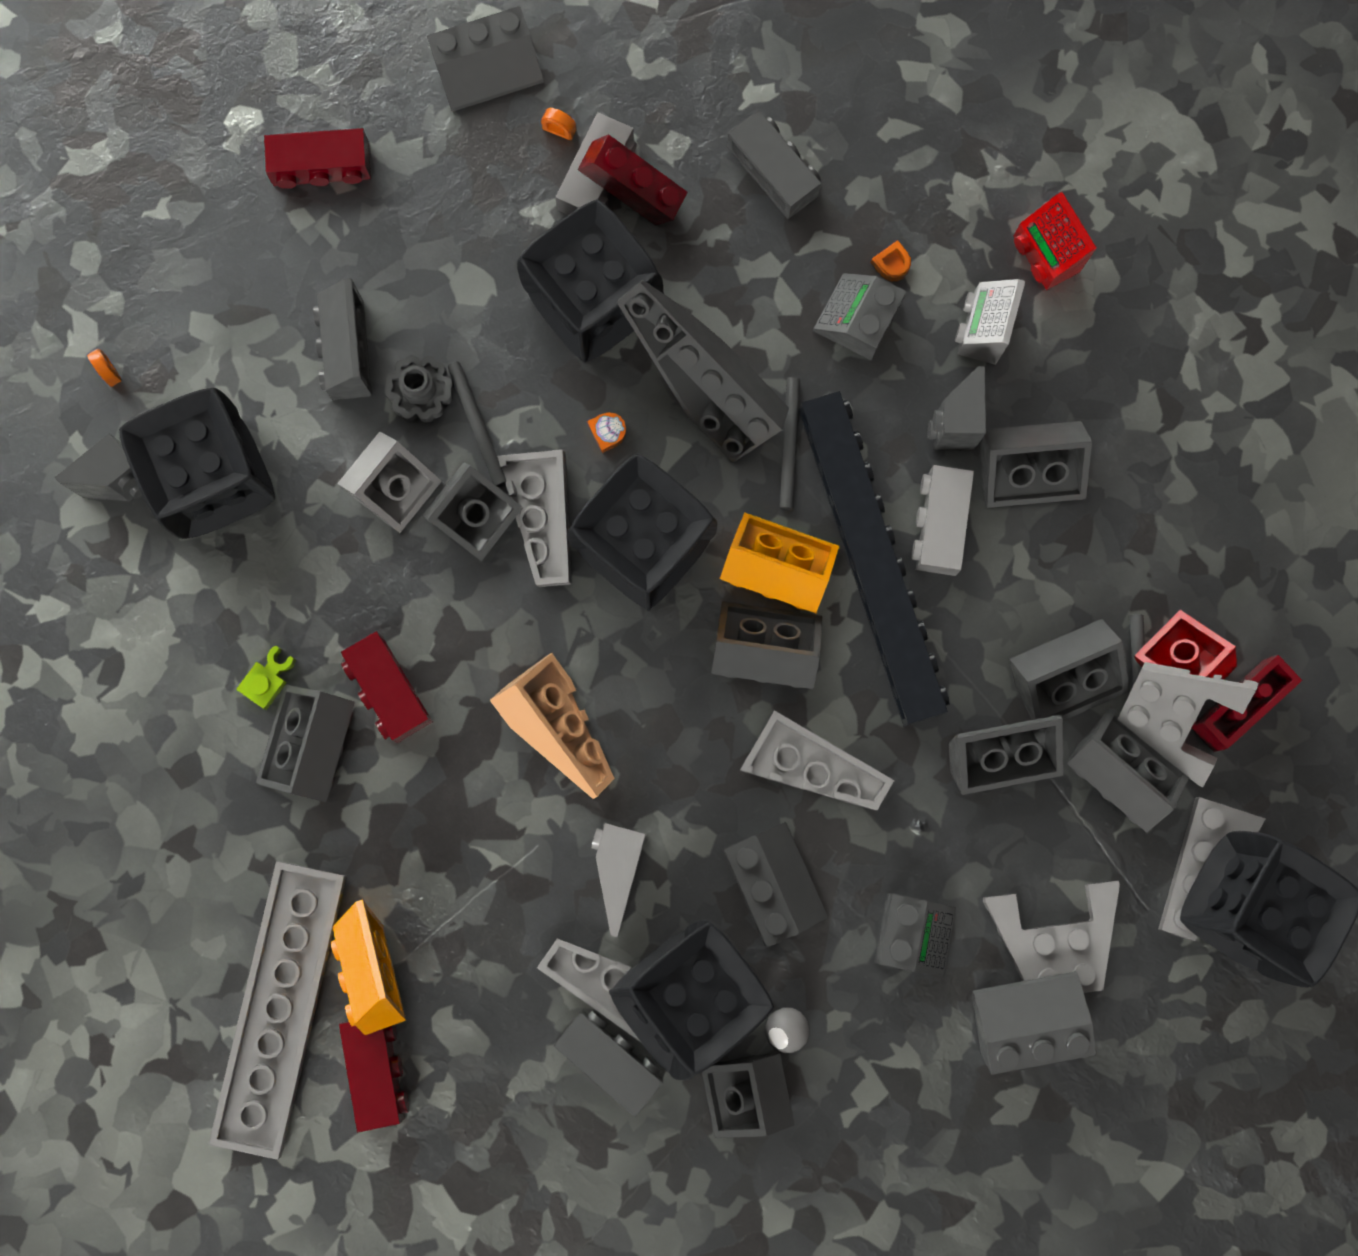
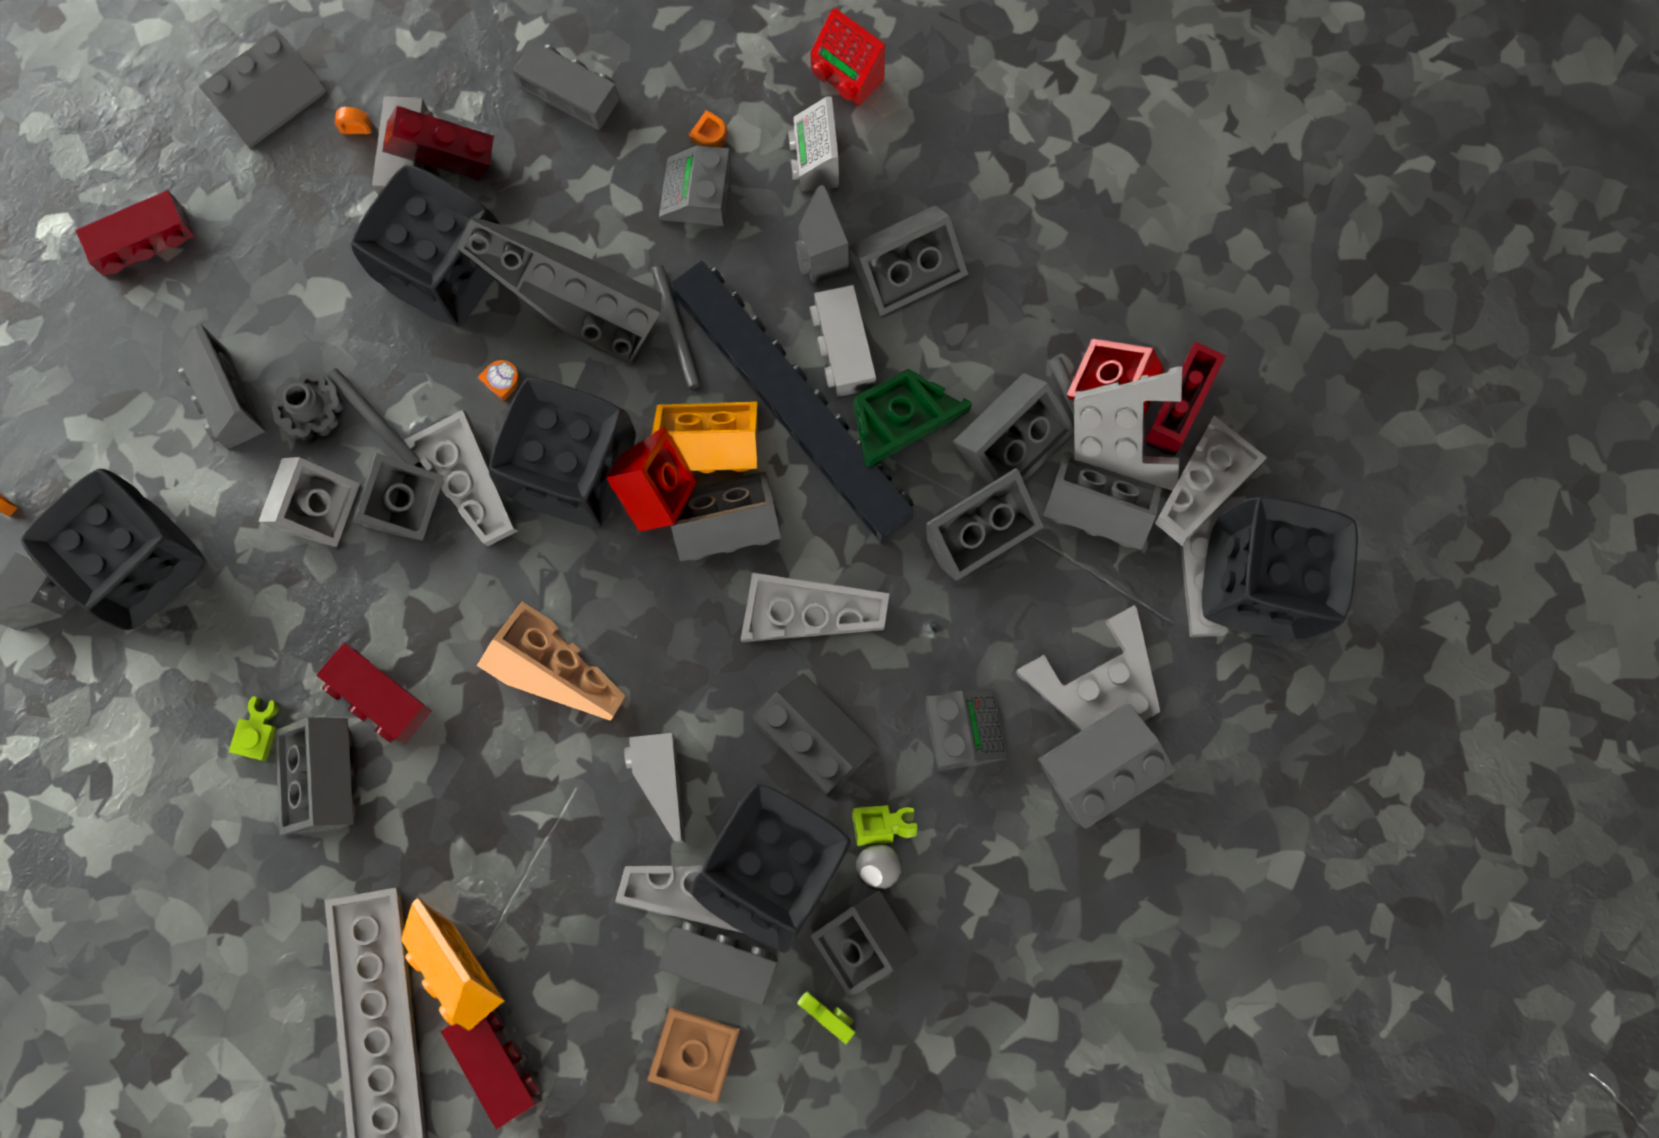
camera: 15 degrees left, 5 degrees down
(556, 1132) = (694, 1054): none -> medium nougat tile
(695, 1156) = (836, 1022): none -> lime plate
(715, 592) = (652, 481): none -> red slope
(800, 993) = (878, 826): none -> lime plate
(971, 612) = (902, 413): none -> dark green wing
(1240, 788) = (1210, 478): none -> light grey wing

